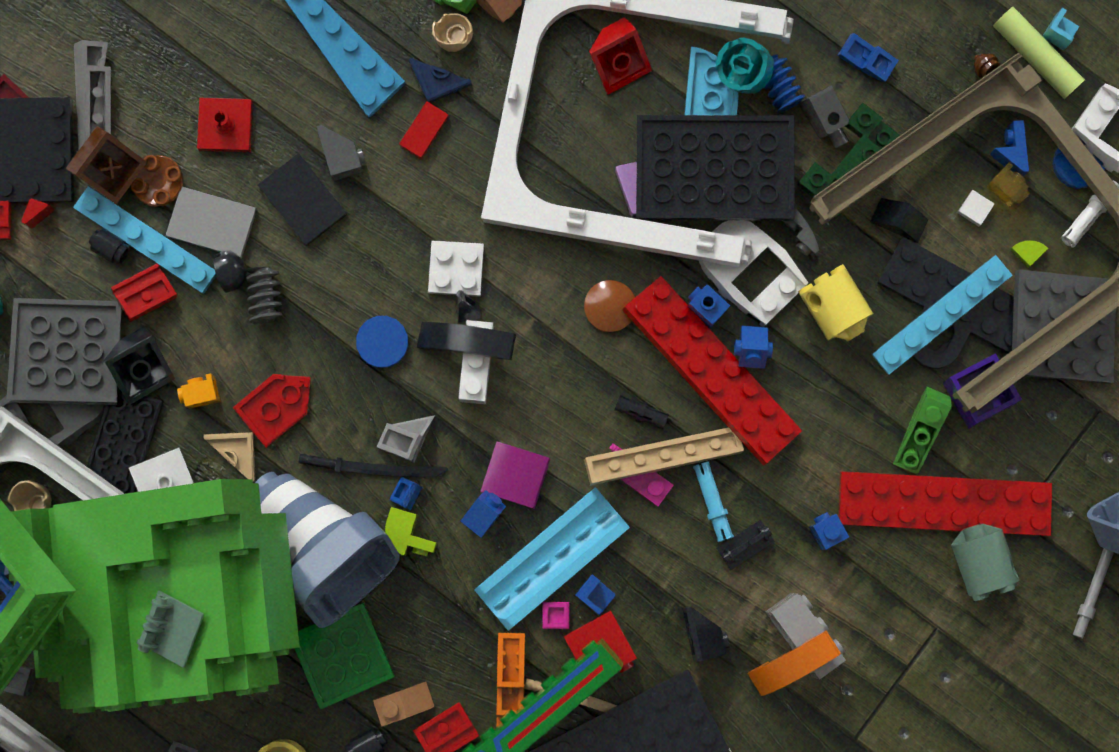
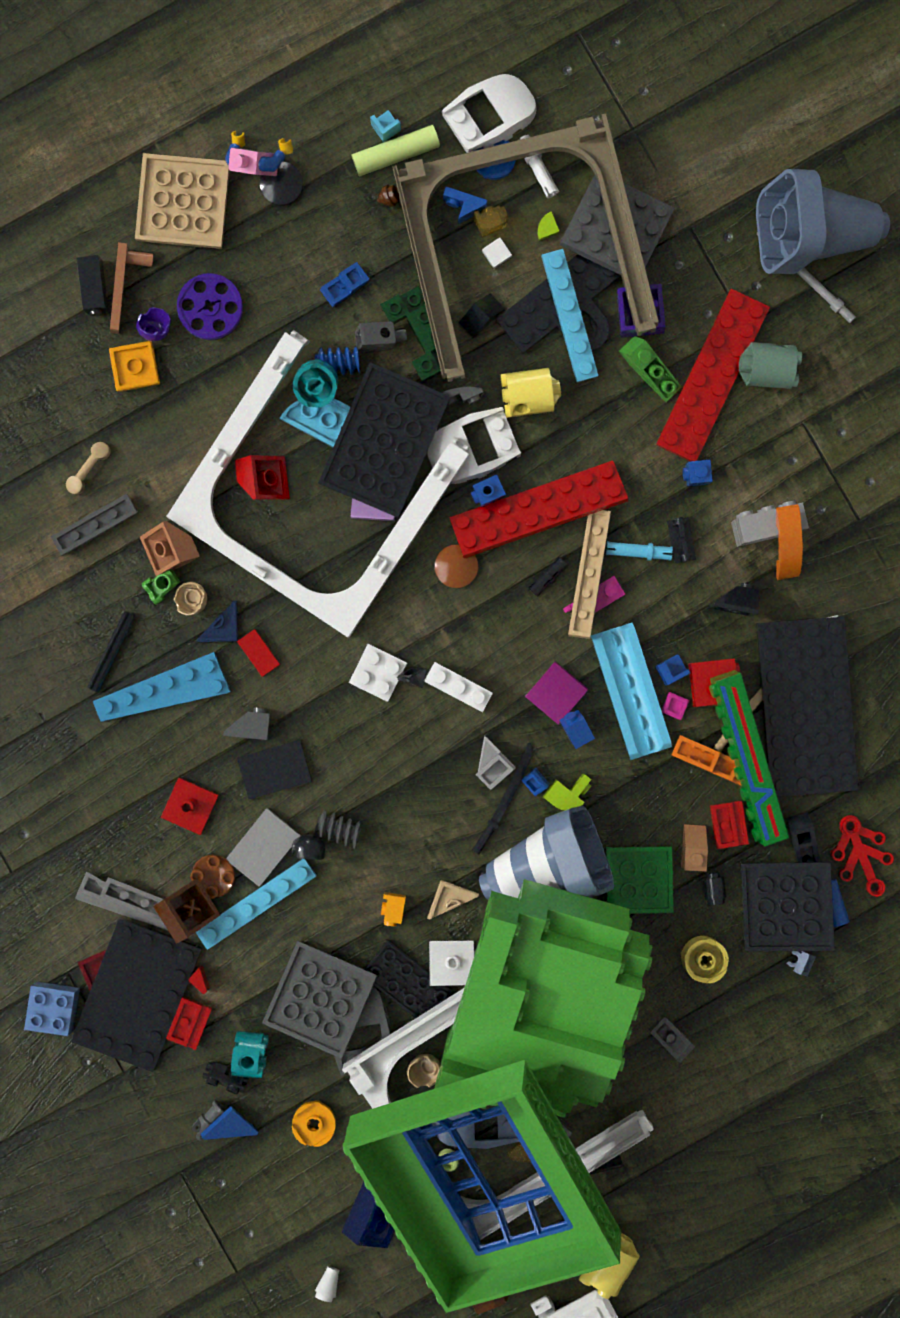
camera: 65 degrees left, 5 degrees up
(109, 246) = (250, 933): black brick -> none
(138, 366) = (354, 947): black slope -> none
(144, 292) = (298, 920): red plate -> none
(170, 629) = (581, 1000): sand green hinge -> none
(275, 406) = (427, 854): red tile -> none
(382, 341) = (411, 752): blue tile -> none
(466, 339) = (439, 687): black slope -> none
(753, 347) = (535, 470): blue brick -> none

